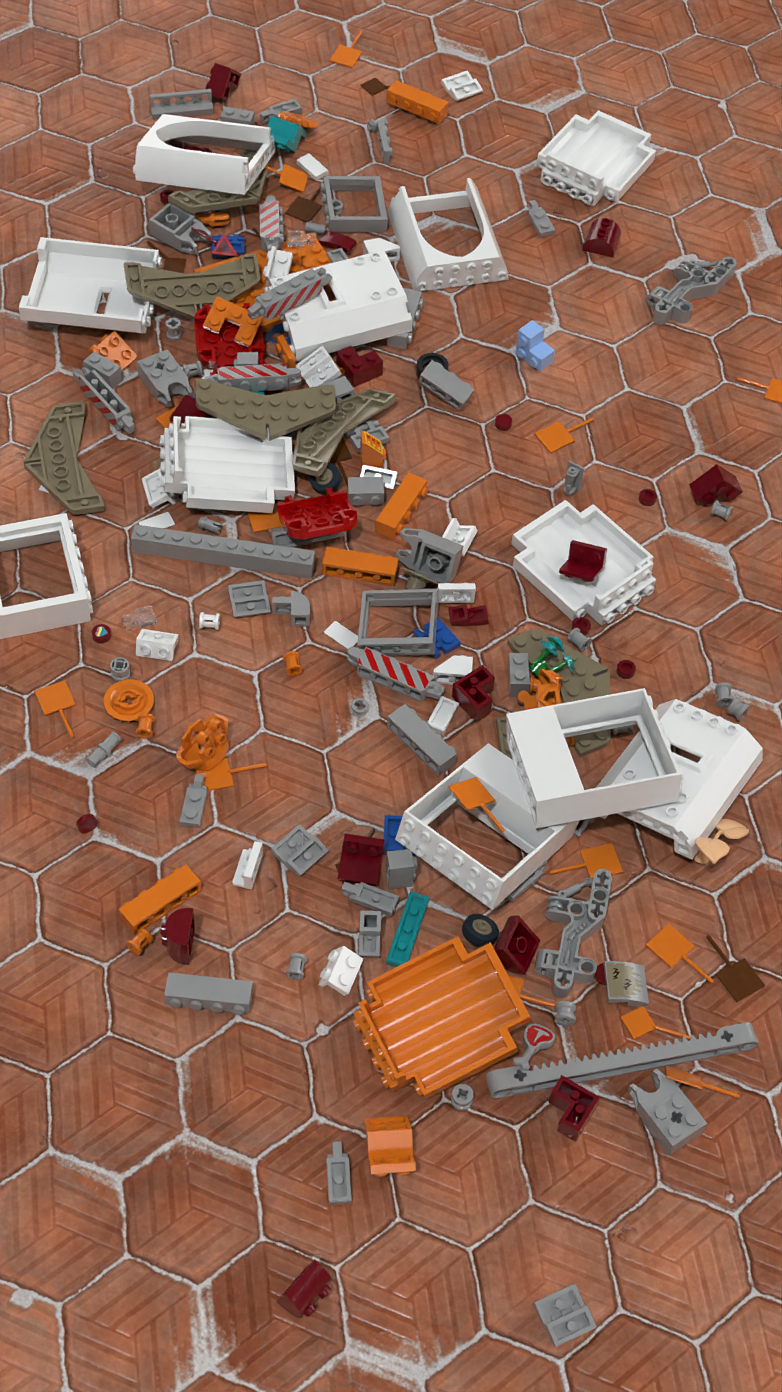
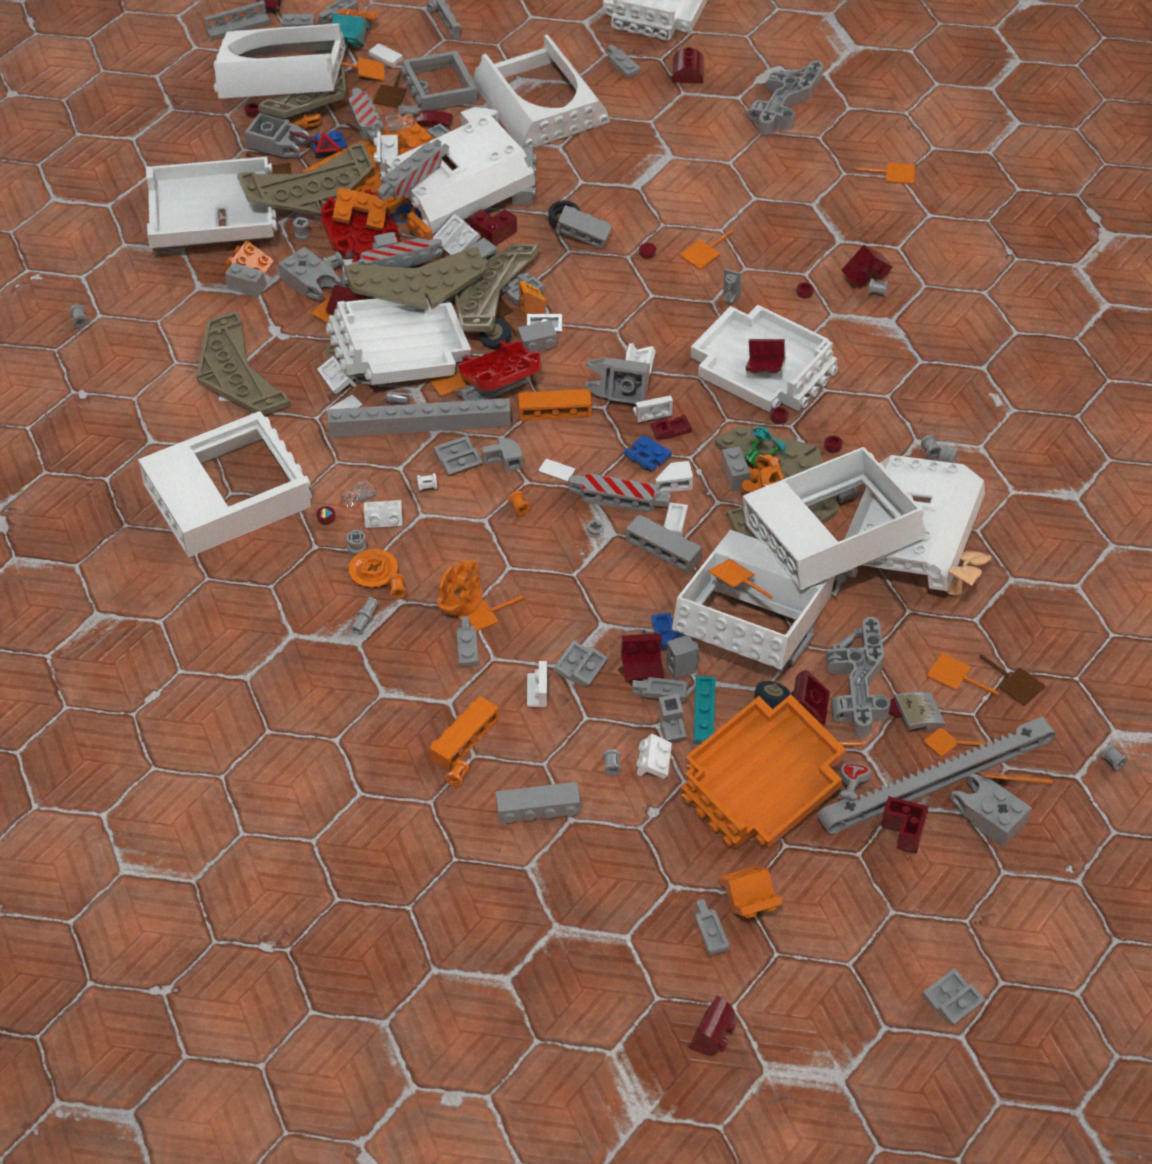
camera: 10 degrees left, 5 degrees down
(54, 699) = (302, 581): orange piece -> none
(86, 823) = (371, 682): dark red tile -> none
(105, 399) = (257, 304): light grey hinge -> none
(179, 934) = (494, 758): dark red brick -> none
(399, 646) = (603, 423): light grey window -> none
(401, 506) = (576, 343): orange brick -> none
(417, 580) = (613, 409): dark tan wheel -> none
(460, 1102) = (801, 844): light grey wheel -> none
(473, 691) = (699, 492): dark red brick -> none
(532, 348) = (653, 177): light blue brick -> none
(565, 1013) = (873, 747): light grey wheel -> none
(579, 639) = (782, 426): light grey bush -> none
(596, 858) = (857, 613): orange piece -> none

